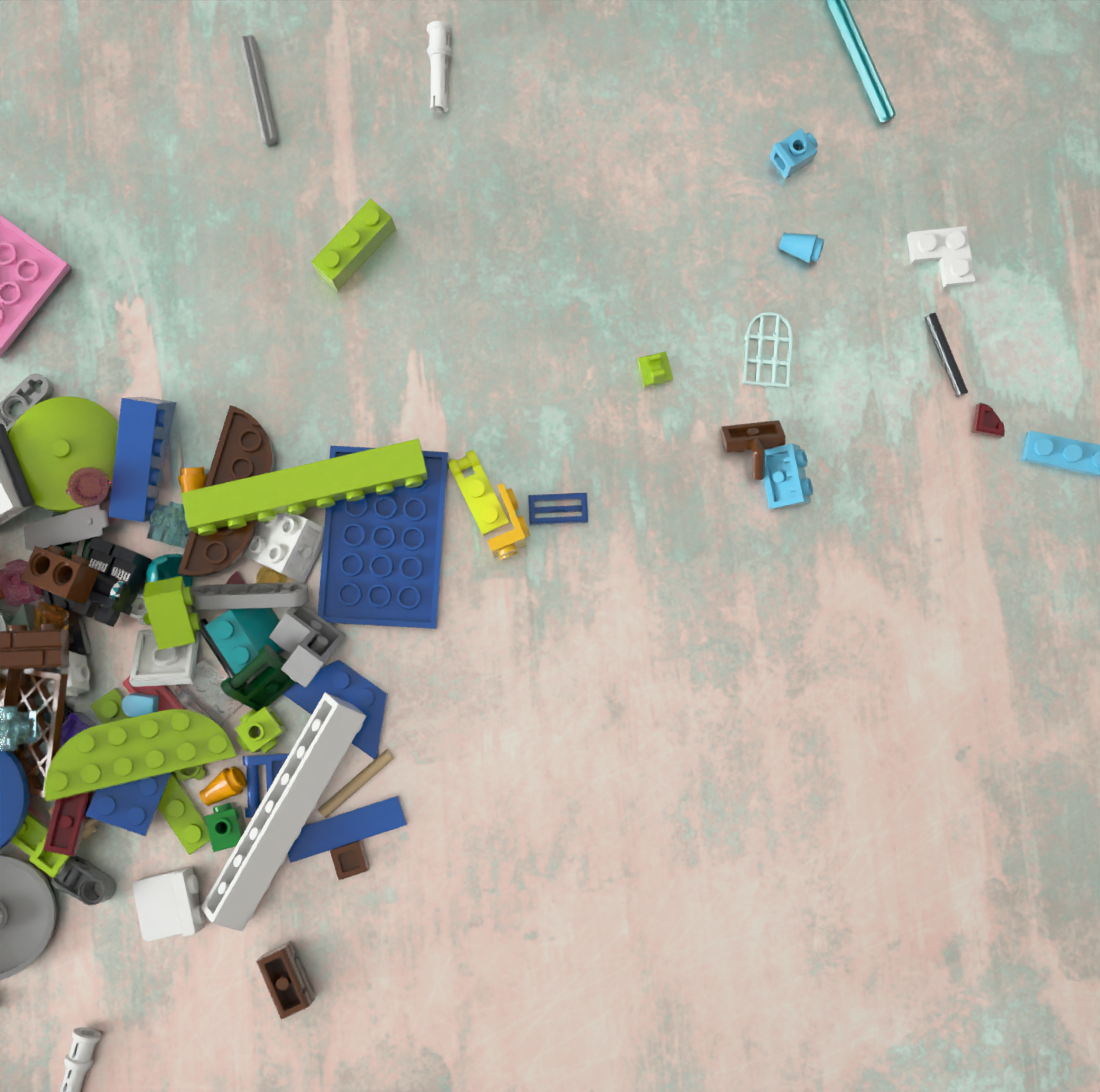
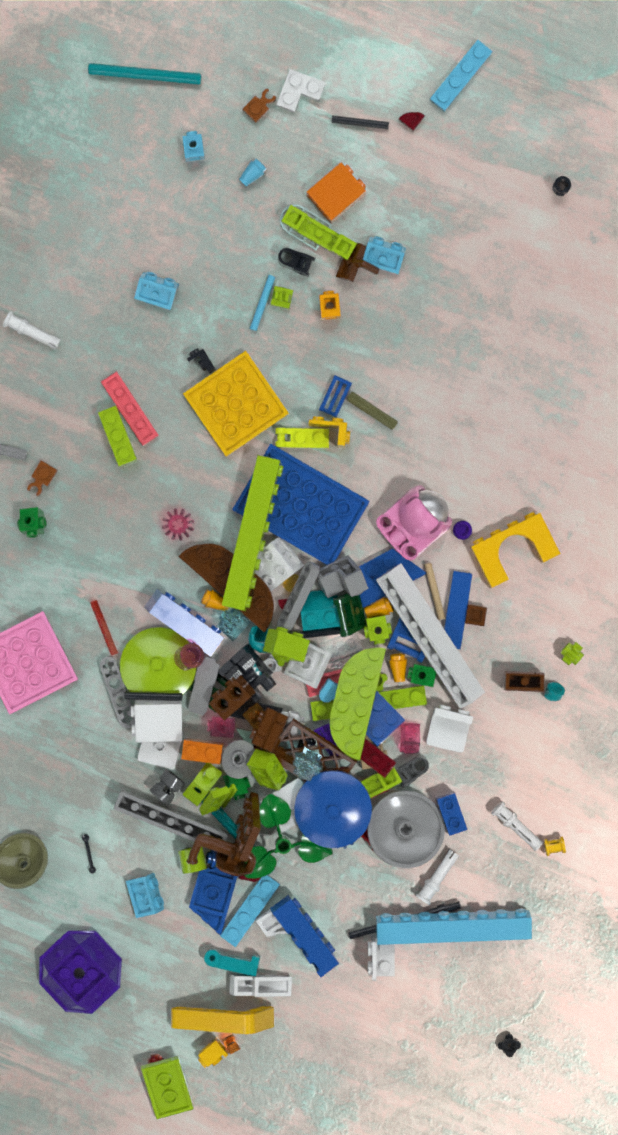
camera: 65 degrees left, 5 degrees up
(45, 971) = (451, 813): none -> blue brick
(86, 357) = (104, 628): none -> clear red bar
(129, 855) = (410, 738): none -> clear pink bracket
(180, 189) = (32, 522): none -> green brick
(255, 177) = (44, 475): none -> dark orange plate
(265, 378) = (176, 517): none -> clear pink gear
(291, 716) = (379, 608): none -> light orange cone
(295, 1031) = (554, 691): none -> teal tile
(361, 1029) = (572, 653): none -> lime gear
(401, 244) = (129, 408): none -> coral tile
(437, 707) = (415, 521): none -> bright pink piece
(461, 779) = (462, 530): none -> dark purple plate
(478, 379) = (236, 403): none -> yellow plate
(512, 876) = (532, 528): none -> yellow arch
(514, 310) = (205, 362): none -> black bracket
(564, 568) = (372, 410): none -> olive axle
(577, 199) = (156, 290): none -> medium azure bracket
(634, 347) = (262, 302): none -> medium azure bar
(686, 428) = (334, 313): none -> light orange brick
(714, 367) = (297, 261): none -> black piece
(768, 371) = (318, 233): none -> lime slope
(836, 369) = (336, 192): none -> orange brick
(891, 210) = (257, 107): none -> dark orange plate
(1019, 678) = (566, 182): none -> black bush

